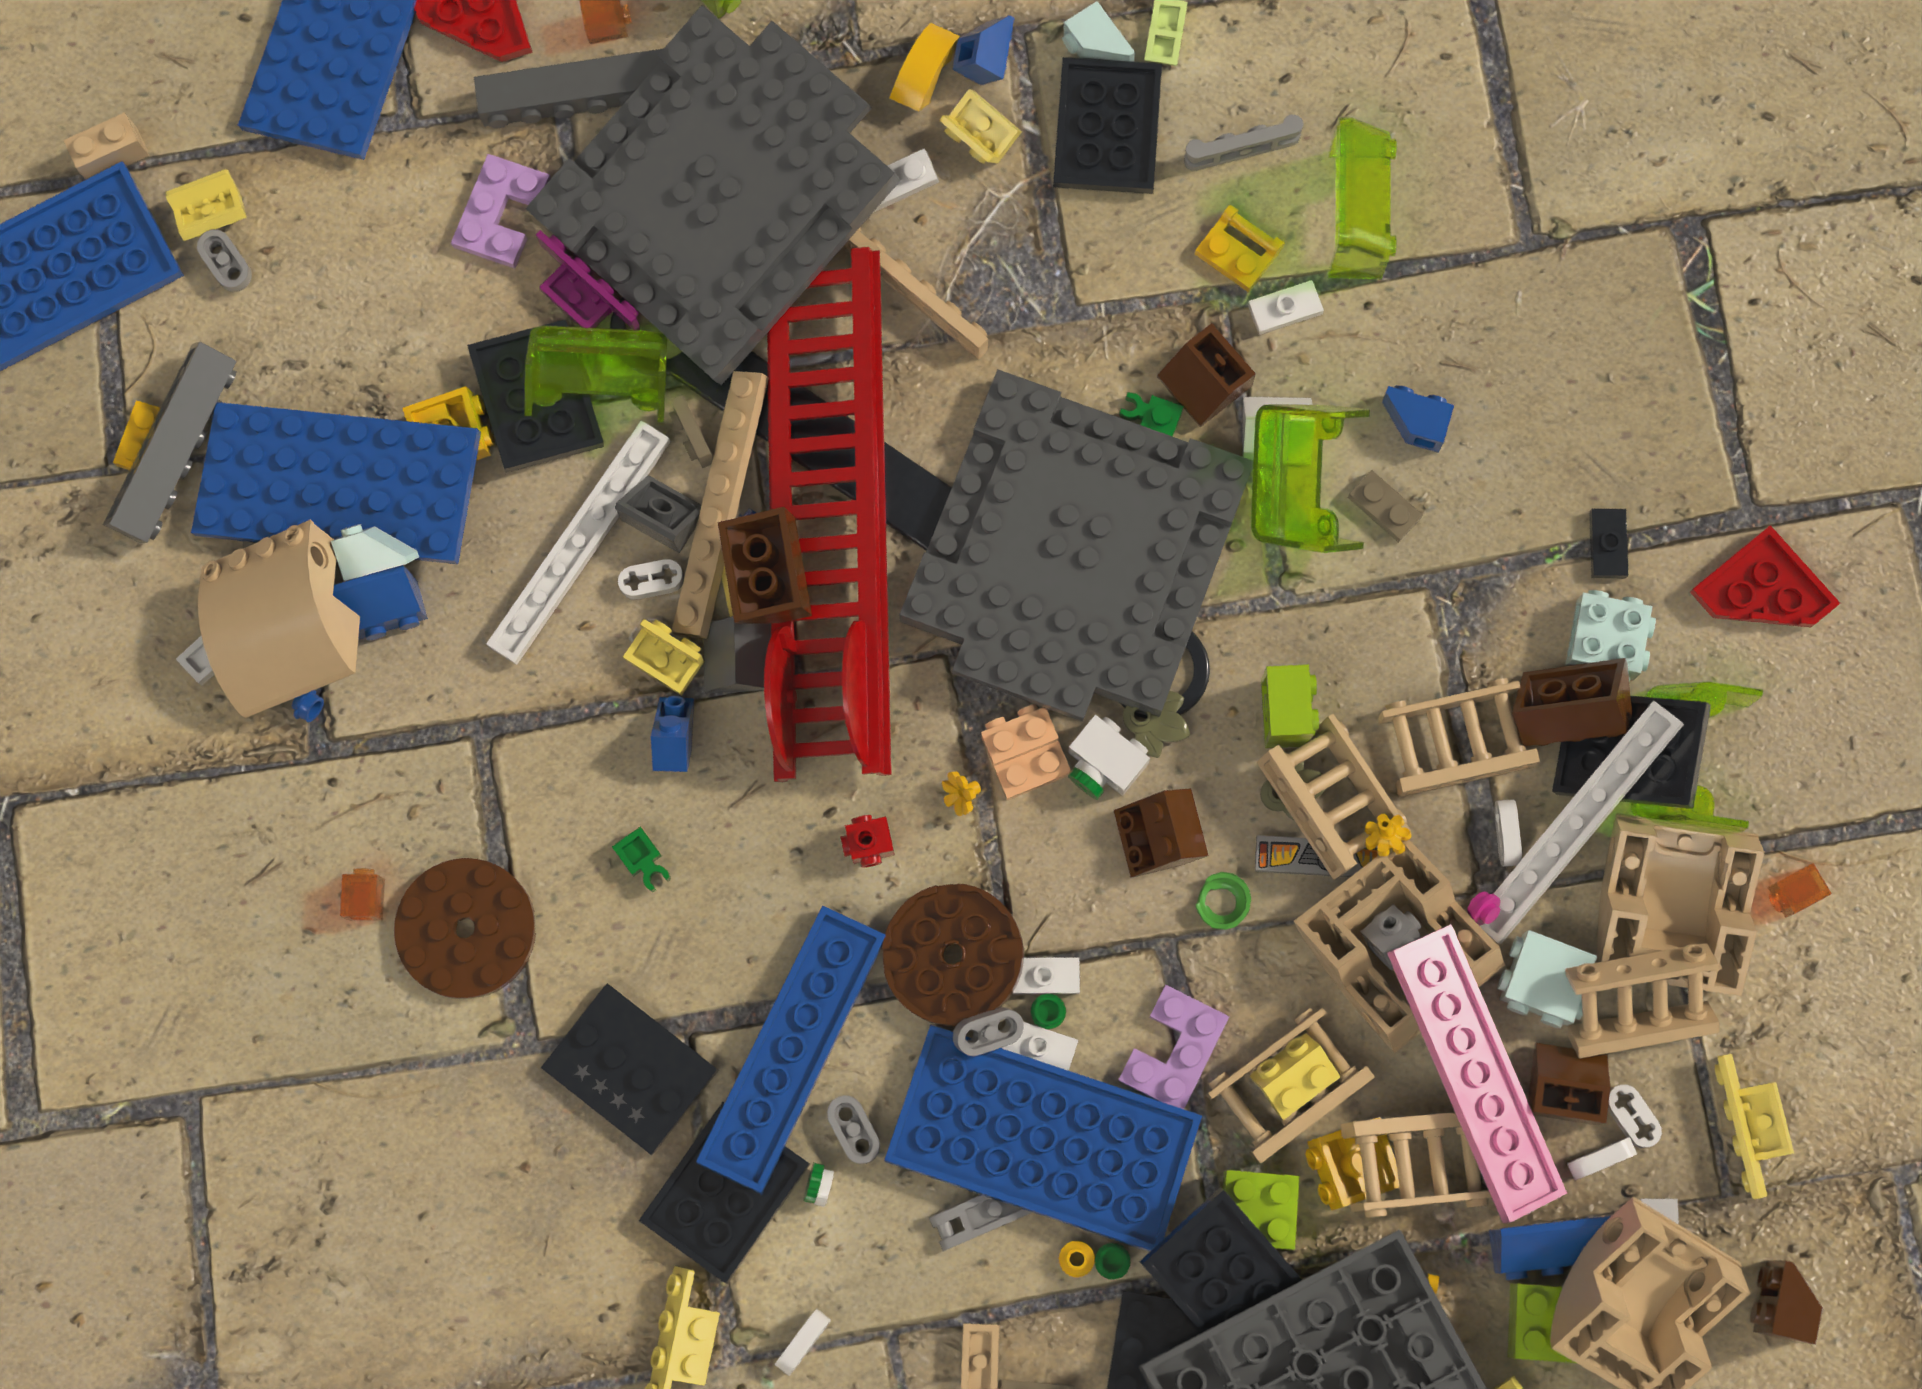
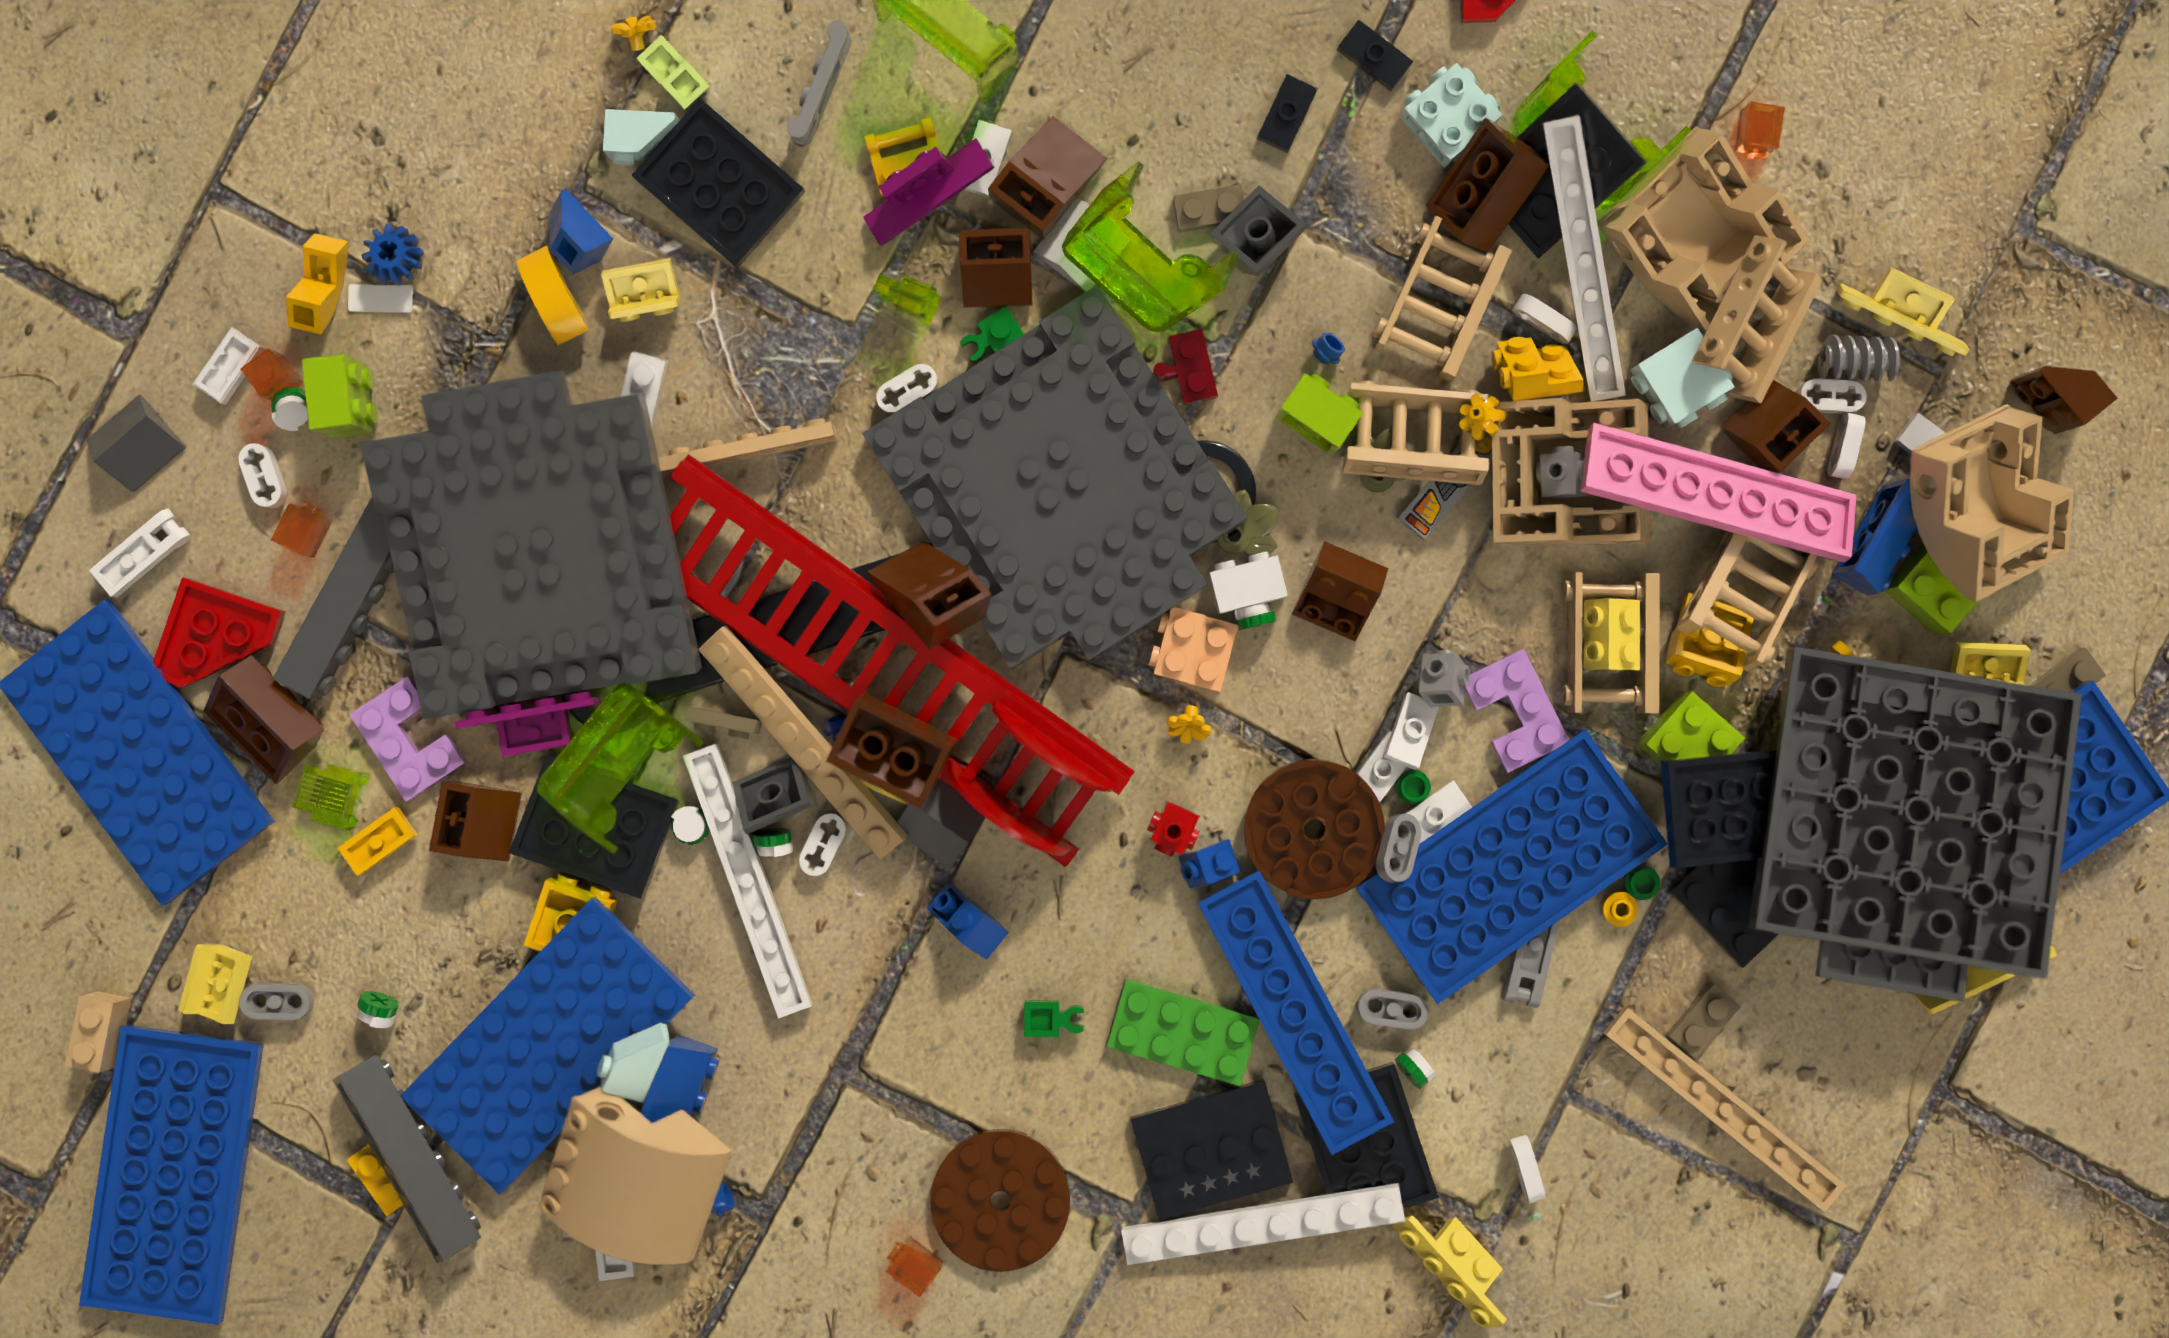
camera: 55 degrees left, 10 degrees up
(272, 338) = (377, 1009): none -> green piece
(404, 244) = (377, 841): none -> yellow plate
(415, 185) = (331, 794): none -> clear neon green piece
(437, 94) = (263, 718): none -> reddish brown slope
(473, 302) = (475, 821): none -> reddish brown slope
(589, 466) = (690, 825): none -> white piece
(599, 1155) = (1263, 1224): none -> white plate
(624, 538) = (773, 842): none -> green piece
(664, 656) = (897, 882): light yellow bracket -> none
(708, 974) = (1183, 1032): none -> bright green plate
(861, 892) = (1209, 864): none -> blue bracket
(912, 510) = (932, 592): none -> reddish brown slope
(1061, 373) = (902, 382): none -> white beam
(1092, 974) = (1411, 731): none -> white plate
(1131, 328) = (909, 297): none -> clear neon green piece
(1152, 966) = (1443, 679): none -> light grey brick
(1225, 275) = (924, 187): none -> magenta bracket
(1238, 888) = (1447, 576): bright green piece -> none
(1246, 584) = (1190, 367): none -> dark red plate
(1308, 361) = (1046, 177): none -> reddish brown slope
(1347, 679) = (1328, 348): none -> blue plate
(1395, 552) = (1258, 231): none -> dark grey slope
(1418, 418) = (1160, 125): blue slope -> none
(1455, 852) = (1535, 371): none -> yellow plate
(1484, 908) = (1594, 385): dark pink plate -> none
(1507, 510) = (1287, 113): none -> black plate
(1681, 1111) = (1859, 355): none -> light grey piece

